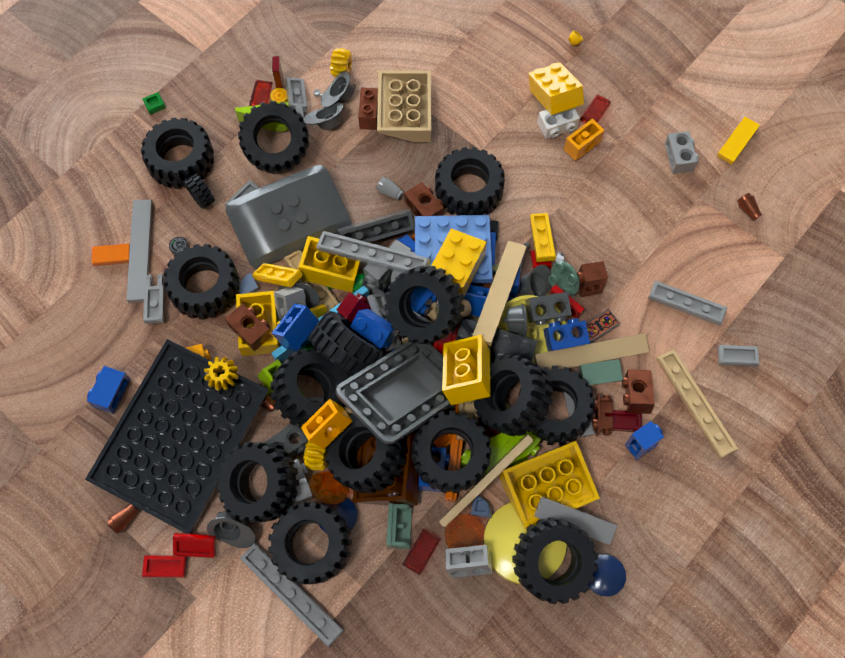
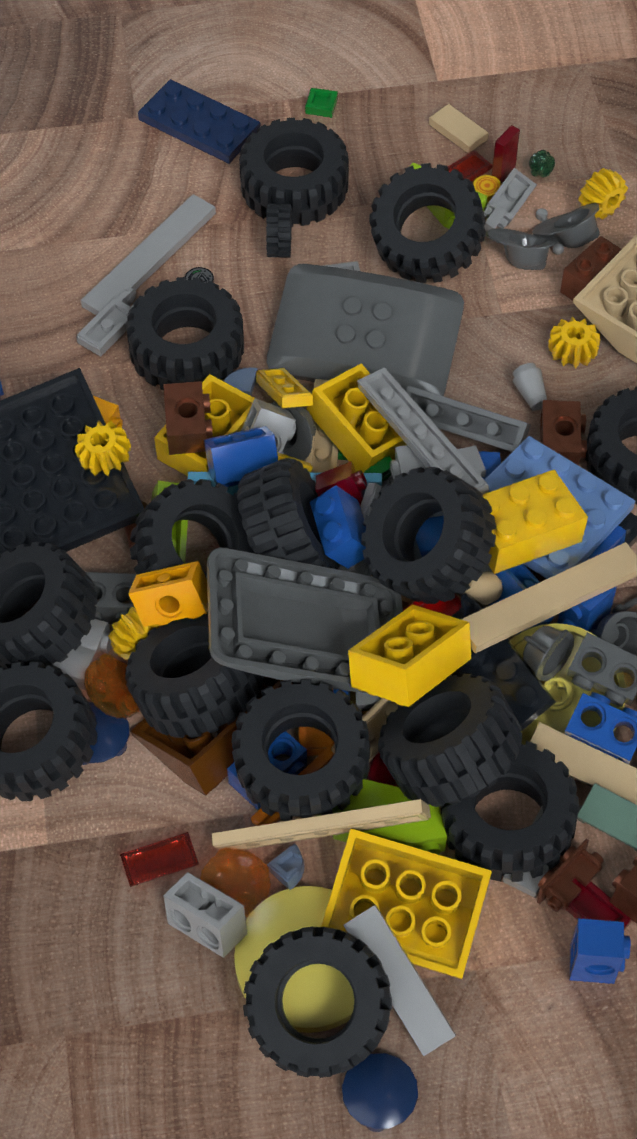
camera: 40 degrees right, 10 degrees down
(97, 156) = (198, 121): none -> dark blue plate
(110, 254) = (110, 238): orange tile -> none
(237, 72) = (458, 128): none -> tan tile
(295, 65) = (541, 163): none -> clear green plate
(390, 151) = (574, 342): none -> yellow gear
(399, 526) = (158, 804): sand green hinge -> none

